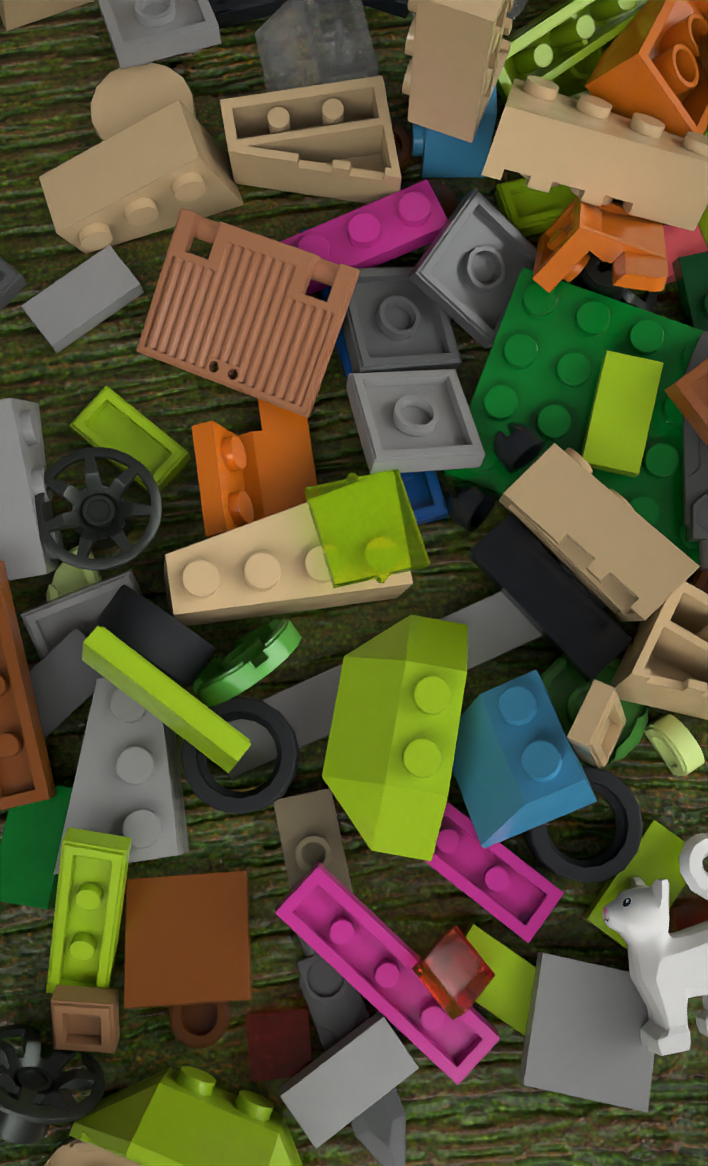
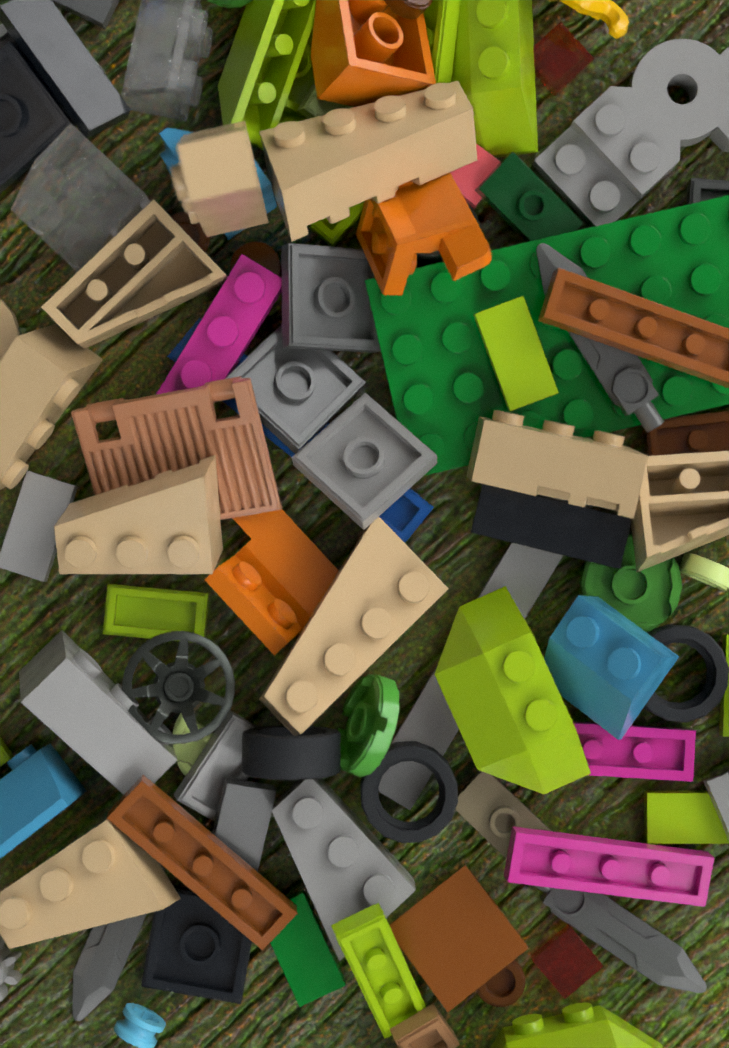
camera: 30 degrees left, 10 degrees up
(164, 698) = (337, 796): lime tile -> none
(178, 349) = (146, 527): none -> tan wedge
(347, 1079) = (629, 953): light grey tile -> none
(366, 528) = (390, 574): clear neon green piece -> none
(453, 972) = (654, 836): clear red tile -> none
(470, 506) = (447, 491): black hinge -> none
(517, 448) = (457, 431): black hinge -> none
(597, 725) = (647, 606): tan tile -> none

